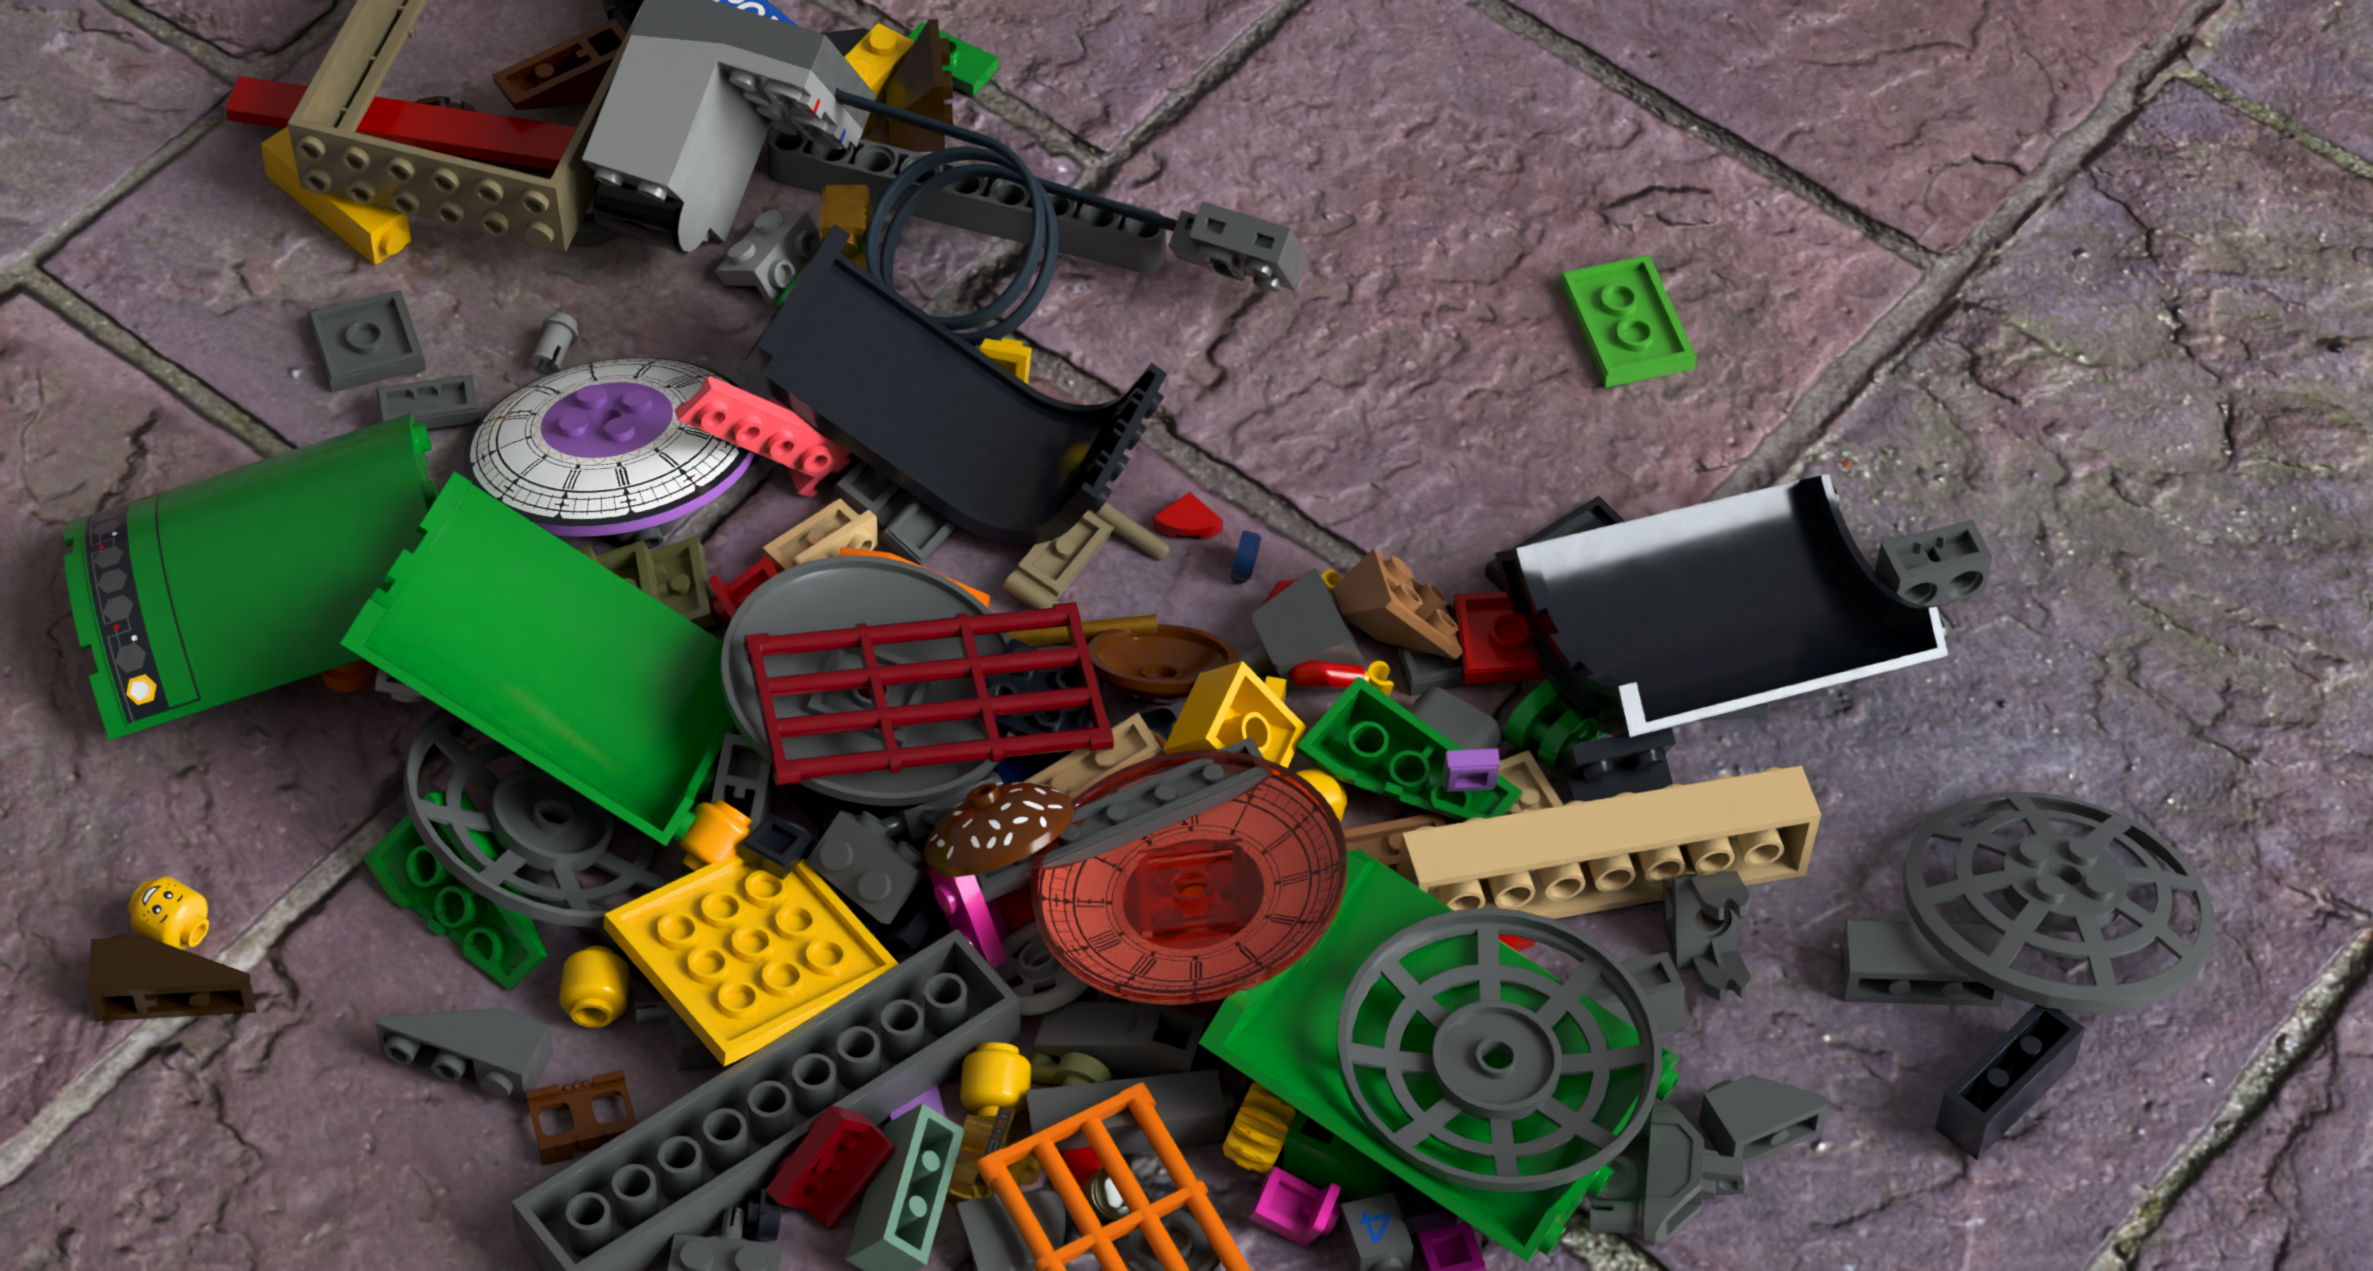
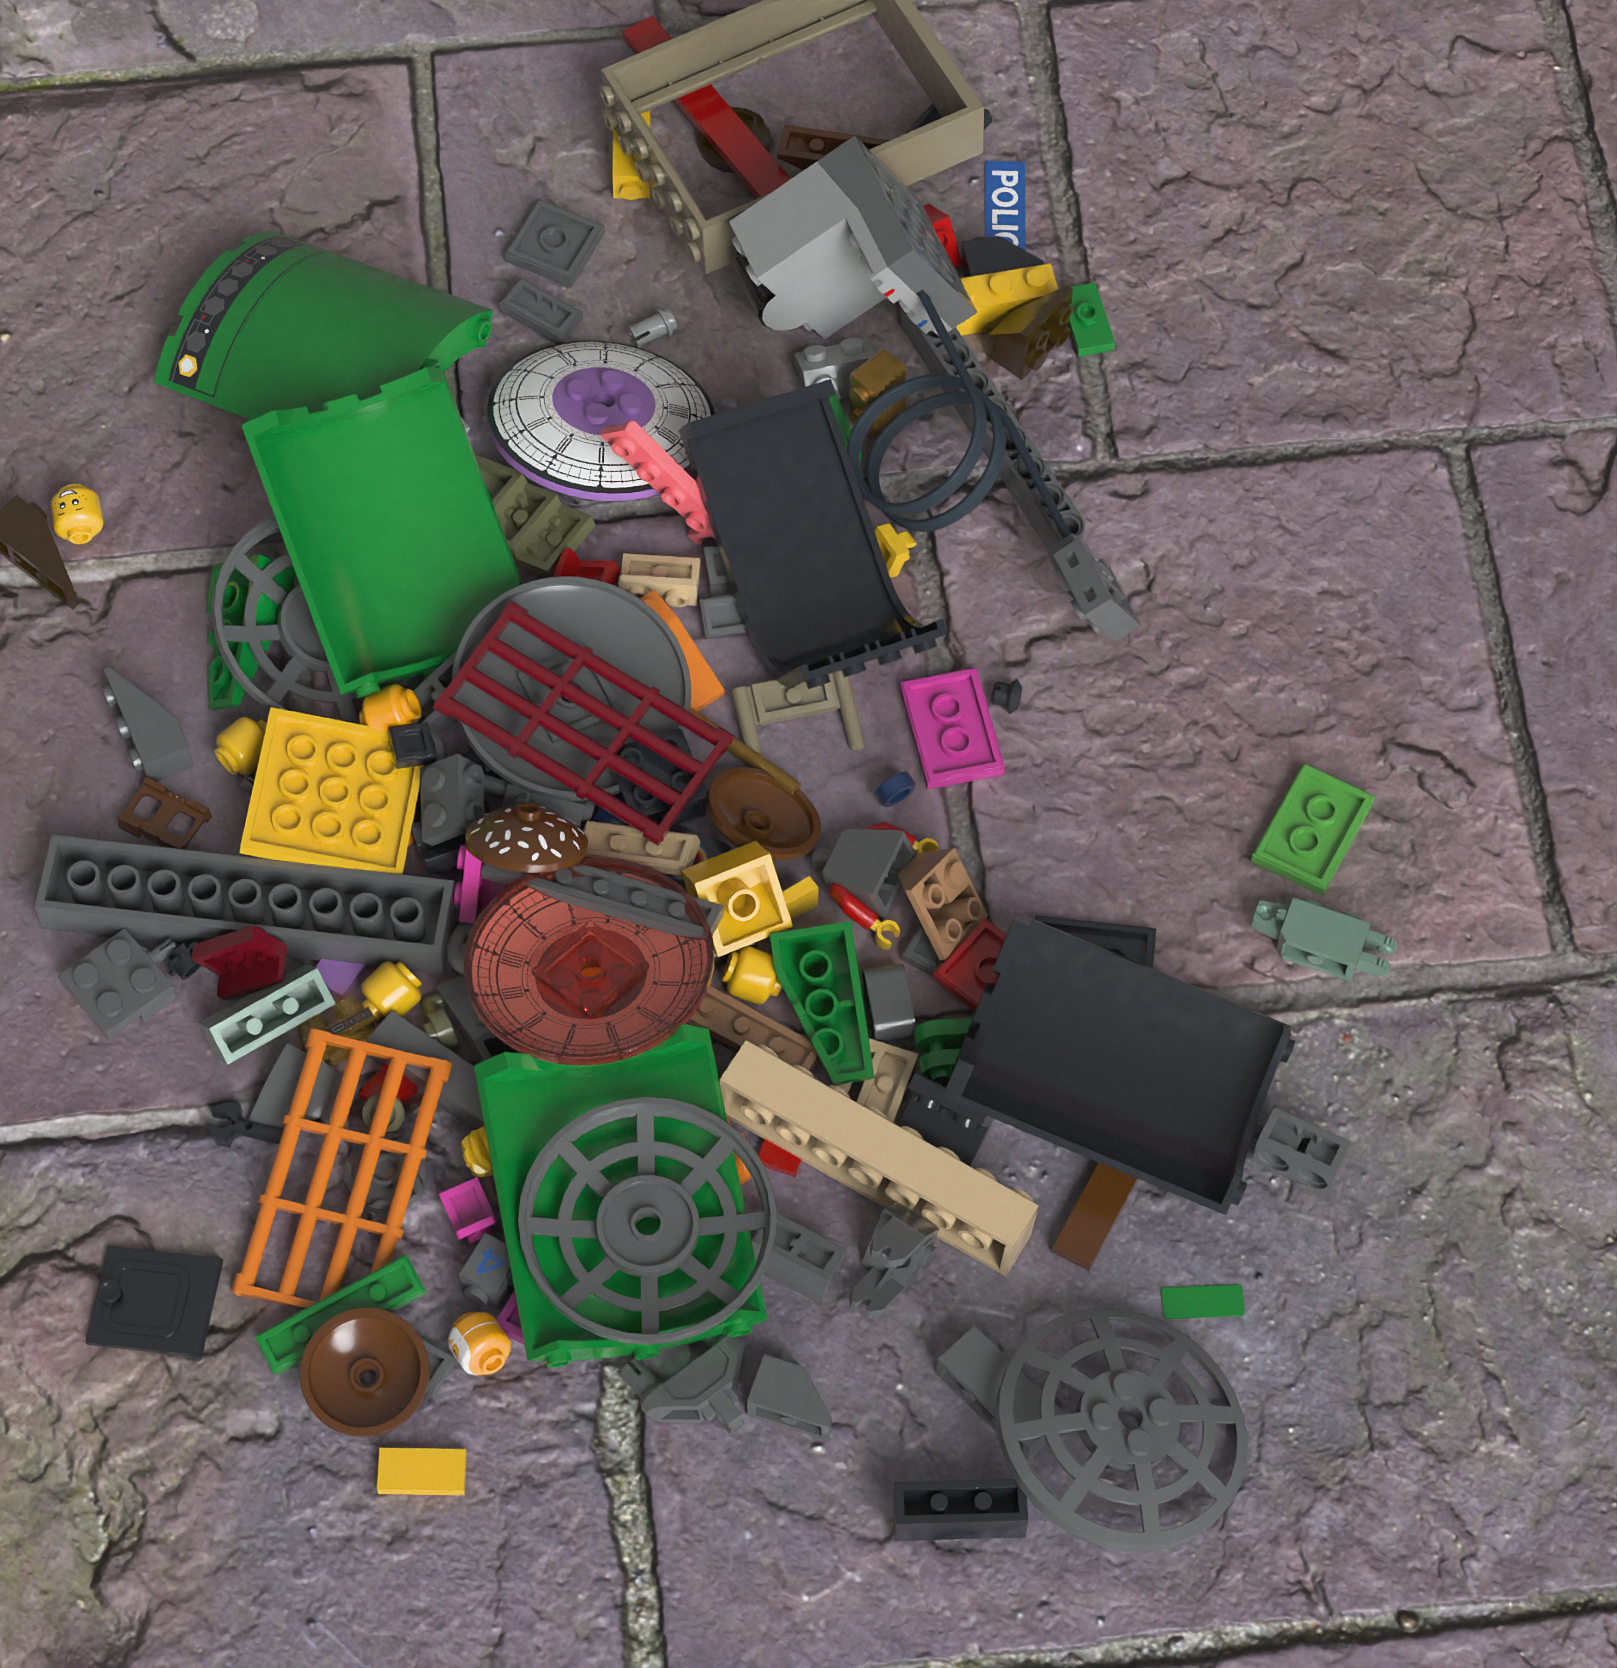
camera: 45 degrees right, 10 degrees up
(1188, 518) = (892, 737): red tile -> none
(1229, 472) = (952, 728): none -> dark pink tile
(1247, 408) = (1007, 695): none -> black piece
(1470, 770) = (845, 1036): medium lavender tile -> none
(1744, 394) = (1324, 938): none -> sand green hinge
(1815, 745) = (1094, 1216): none -> reddish brown tile
(1984, 760) = (1203, 1301): none -> green sticker

